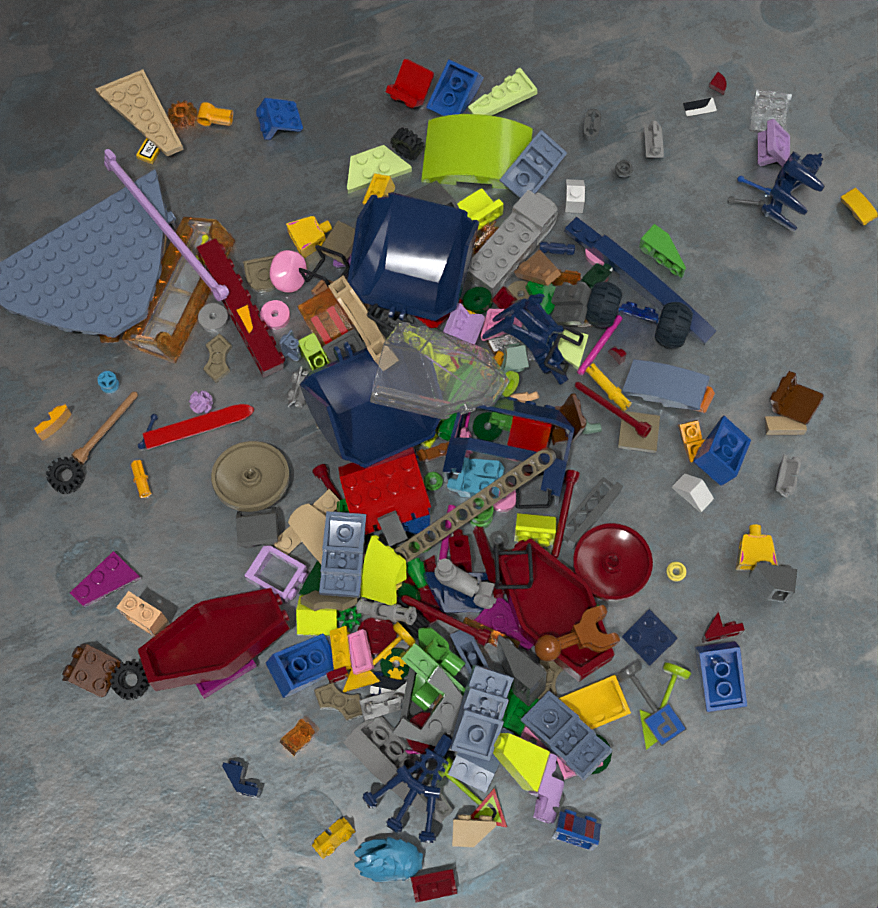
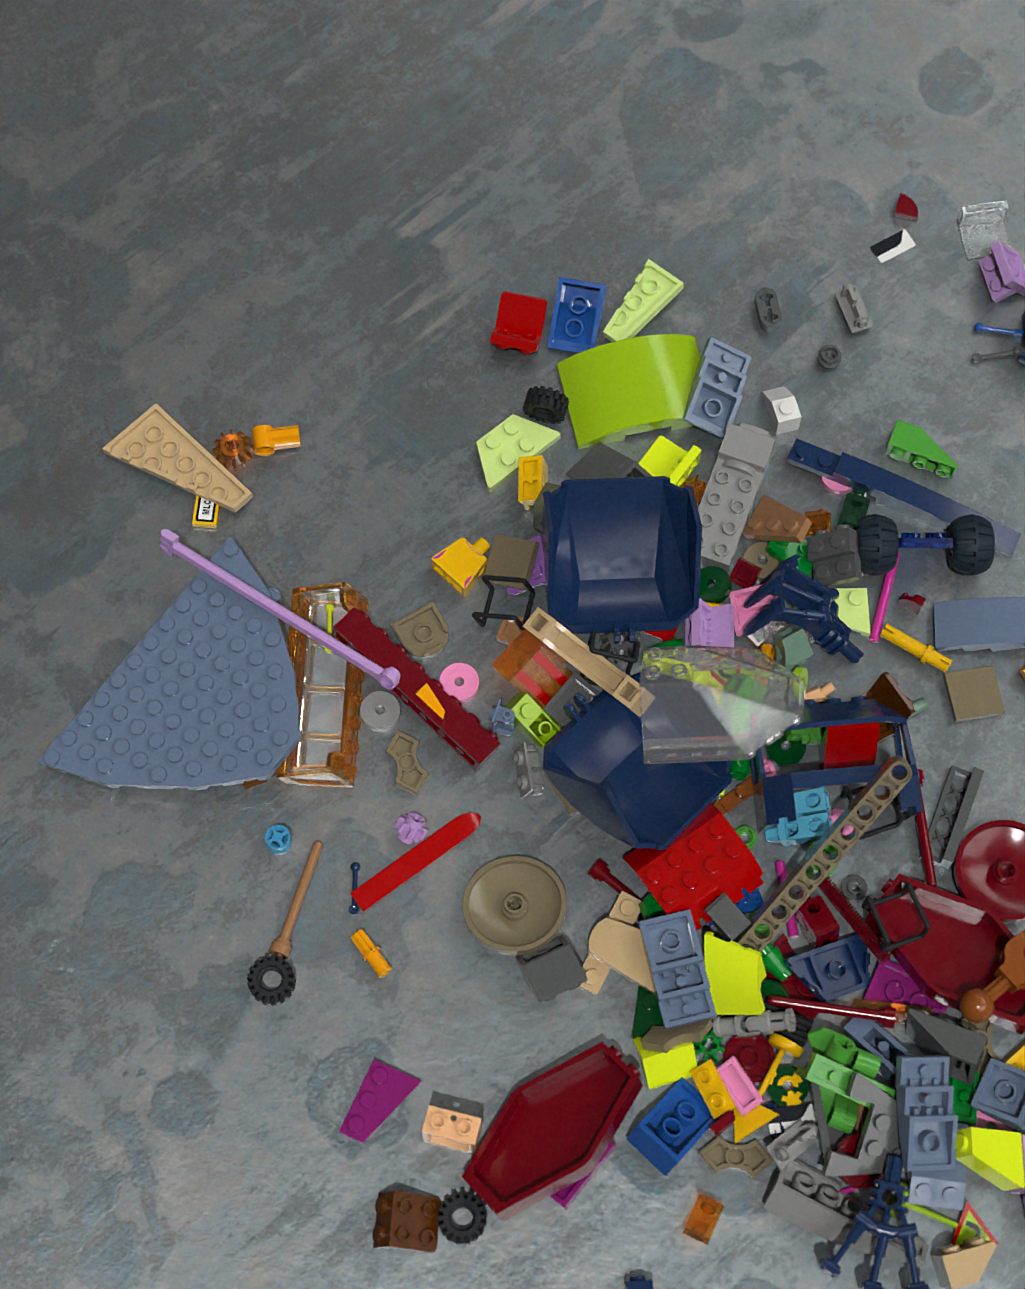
camera: 20 degrees left, 0 degrees up
(59, 417) = (231, 907): light orange slope -> none
(261, 562) = (567, 1037): lavender window -> none
(276, 115) = (360, 415): blue bracket -> none
(285, 271) = (454, 620): bright pink piece -> none
(463, 582) = (833, 955): light grey piece -> none
(537, 527) = (895, 858): neon yellow slope -> none
(555, 344) = (869, 606): black piece -> none
(558, 248) = (785, 485): dark blue axle -> none
(642, 428) = (978, 689): dark red piece -> none

